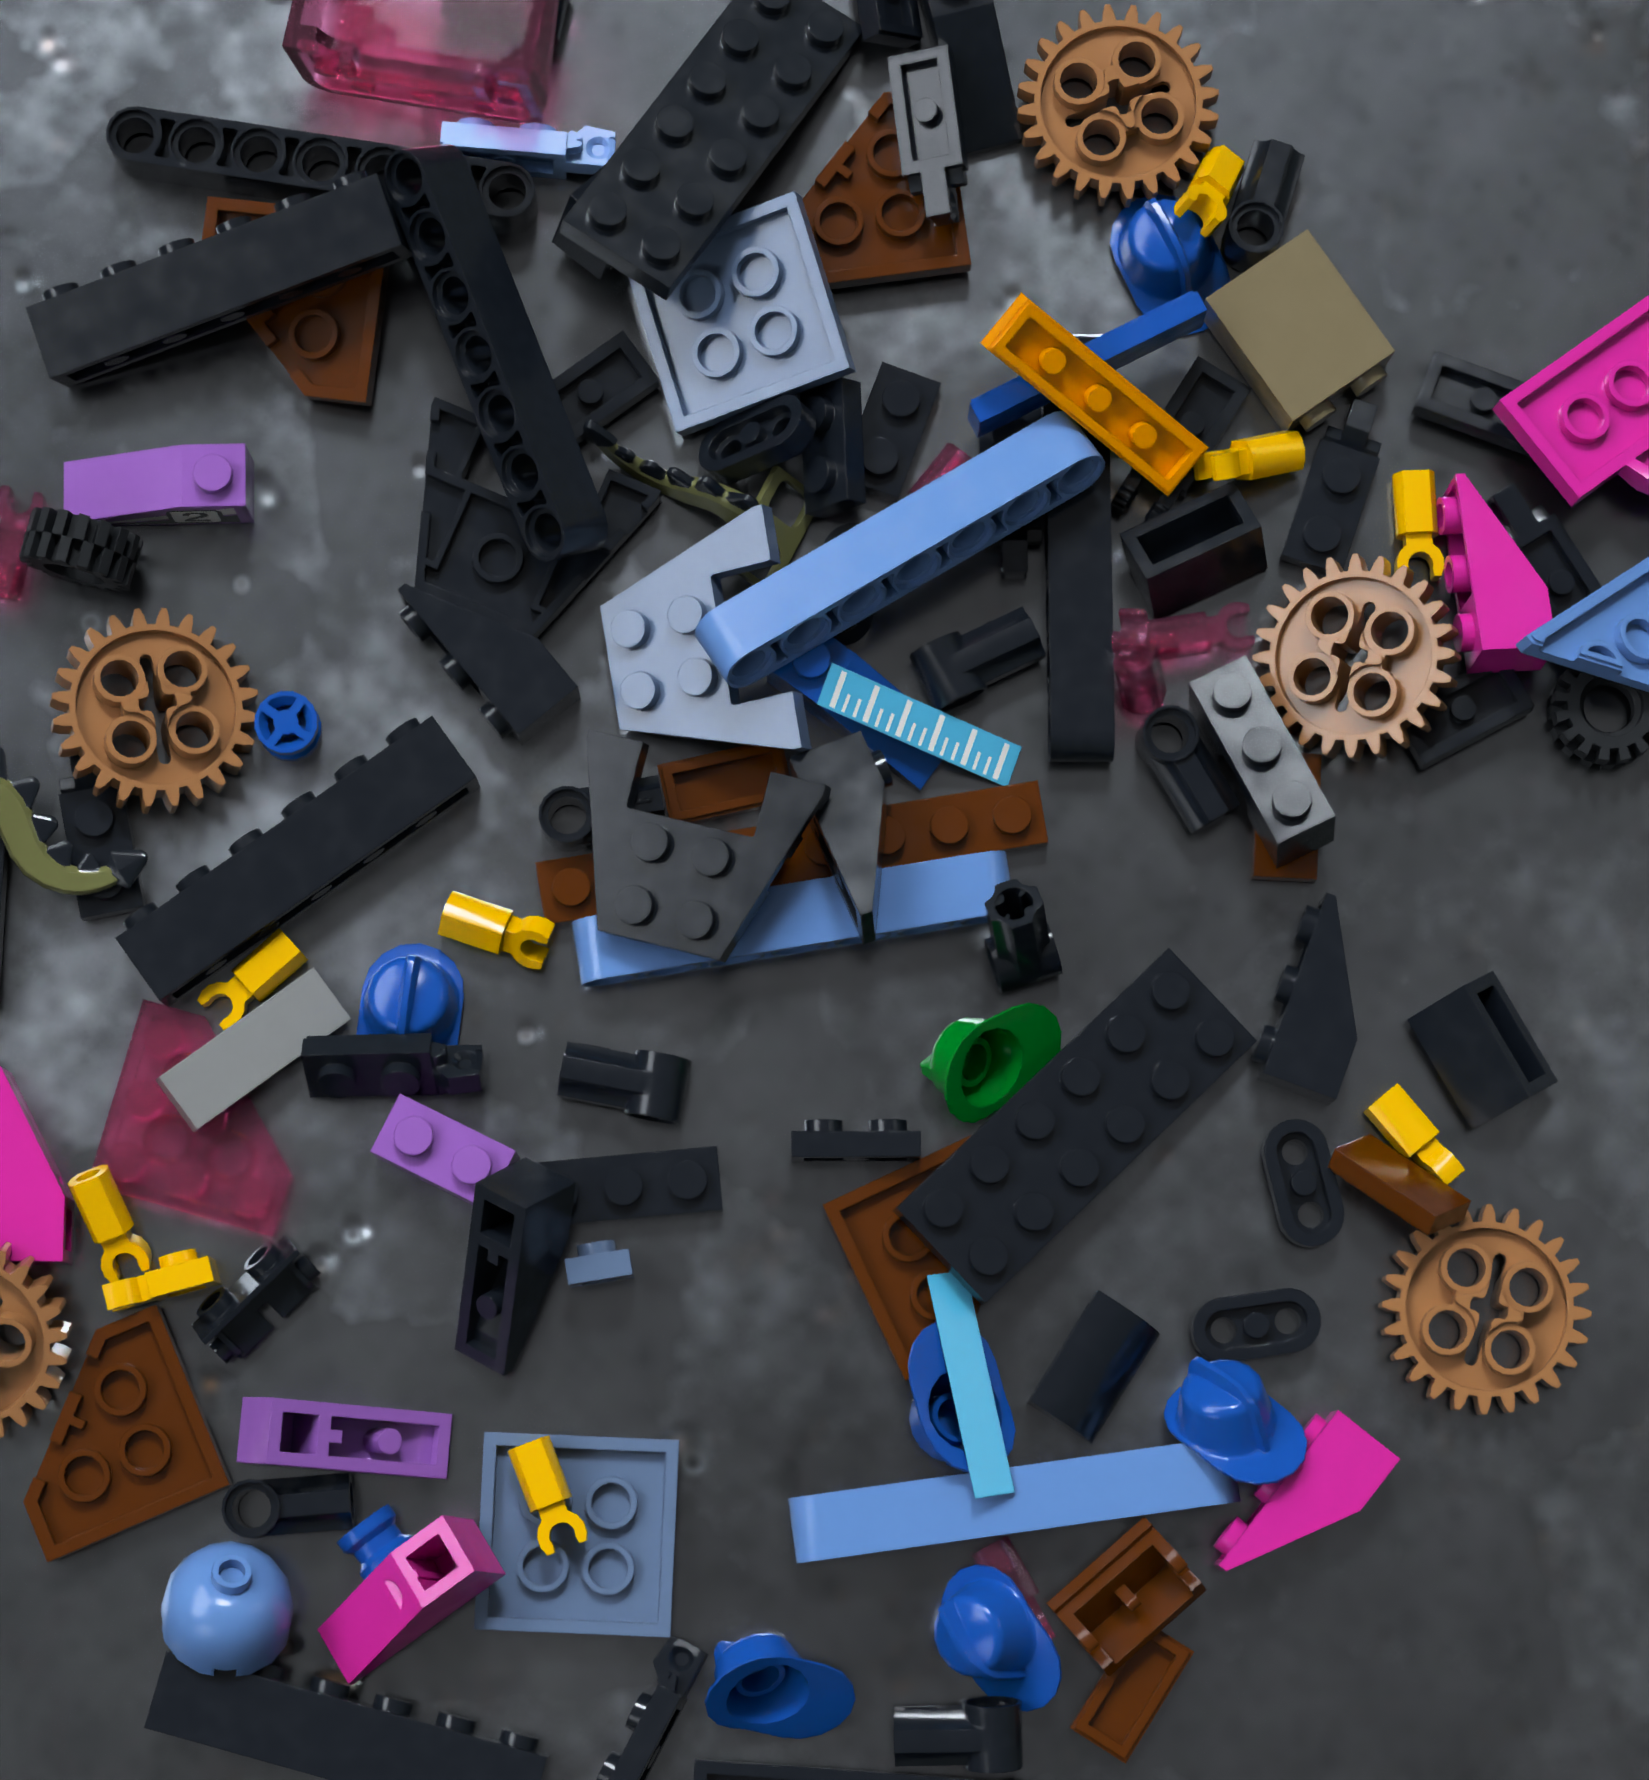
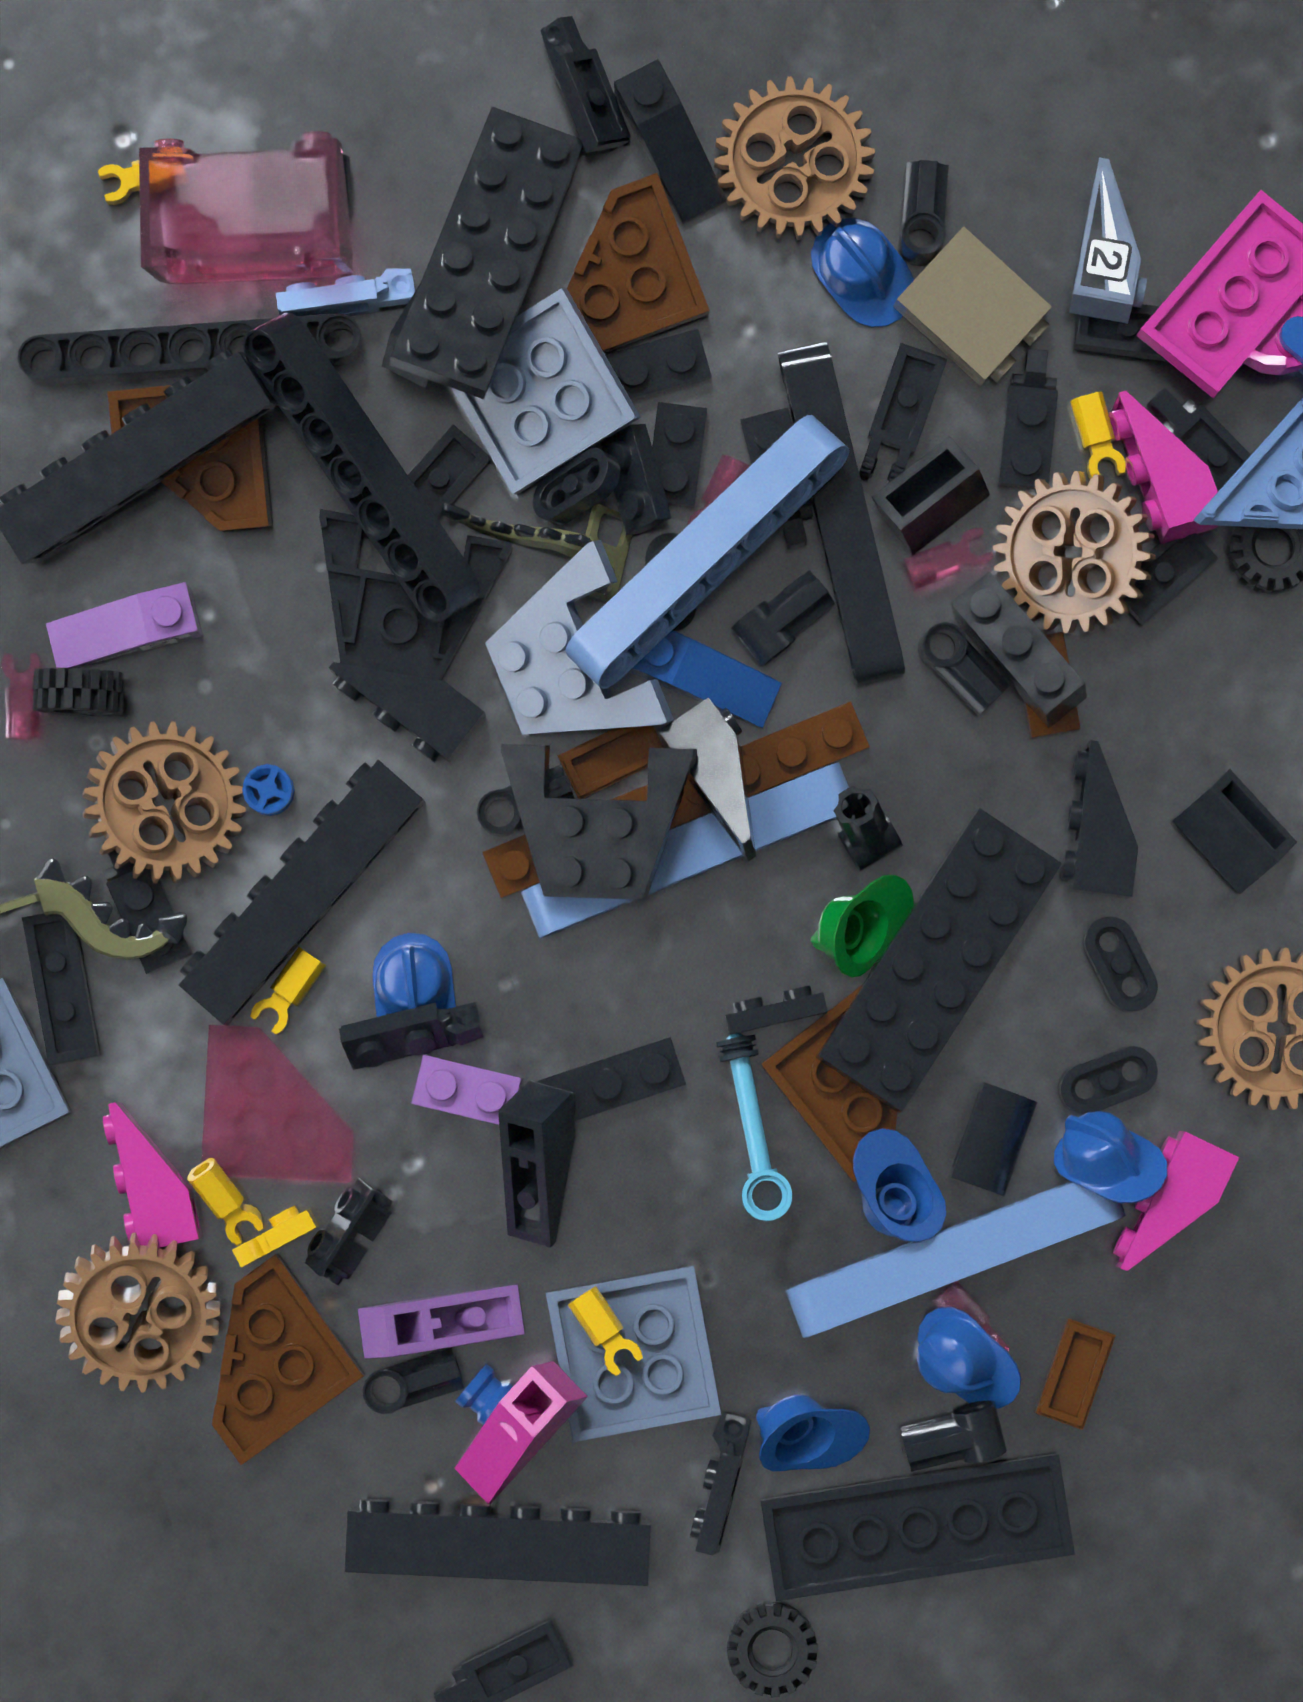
camera: 10 degrees left, 5 degrees up
(227, 1609) = (385, 1470): medium blue cylinder -> none
(252, 1049) = (302, 1045): light grey tile -> none
(496, 929) = (463, 910): yellow bar -> none
(598, 1264) = (602, 1147): sand blue plate -> none
(642, 1083) = (600, 1003): black piece -> none
(797, 1182) = (738, 1051): none -> medium azure piece
(897, 319) = (661, 365): none -> black plate
(918, 725) = (751, 680): medium azure sticker -> none
(930, 129) = (654, 213): hinge -> none
(970, 1386) = (904, 1176): medium azure sticker -> none
(1094, 394) = (829, 398): light orange tile -> none
(1114, 347) = (817, 372): blue tile -> none
(1126, 1596) = (1056, 1306): reddish brown hinge -> none
(1137, 664) = (908, 596): clear pink bar -> none
(1212, 188) = (882, 209): yellow bar -> none
(1254, 457) = (960, 413): yellow bar -> none
(1399, 1184) = (1193, 950): reddish brown tile -> none
(1413, 1134) = (1196, 909): yellow bar -> none
(1478, 308) = (1109, 256): none -> slope

